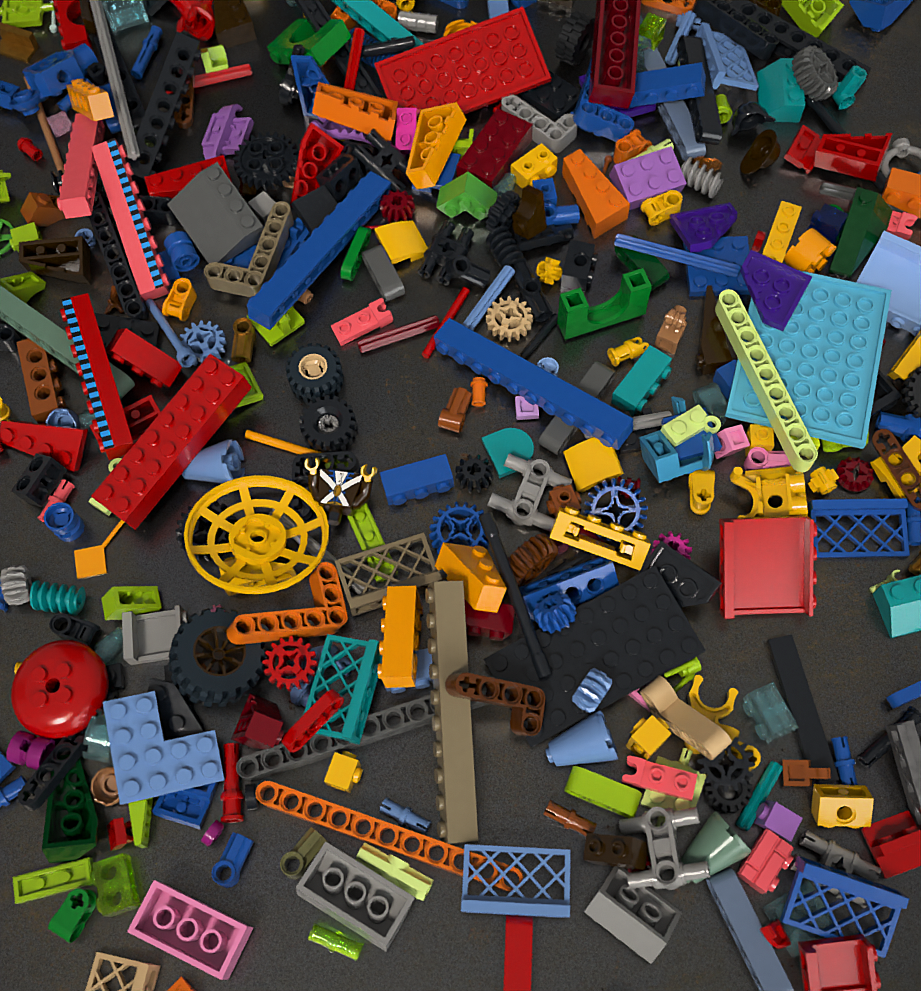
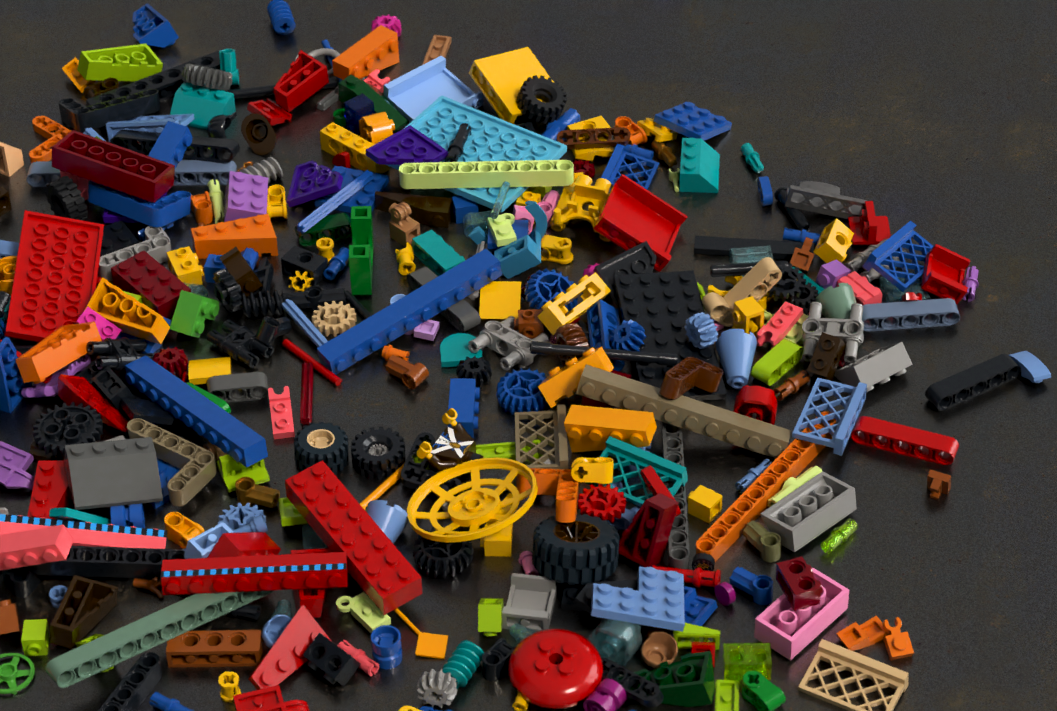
camera: 75 degrees left, 25 degrees down
(139, 324) = (204, 543): none -> light blue brick
(152, 211) = (78, 516): none -> teal tile
(200, 913) = (798, 583): none -> dark red brick
(322, 633) = (596, 470): none -> yellow piece
(501, 788) = (756, 403): none -> red brick
(597, 292) = (336, 263): none -> blue pin
(608, 274) = (325, 247): none -> yellow bush
(728, 406) = (500, 199): none -> clear light blue bar
(744, 715) = (735, 269): none -> black axle
(797, 334) = (456, 148): none -> black pin

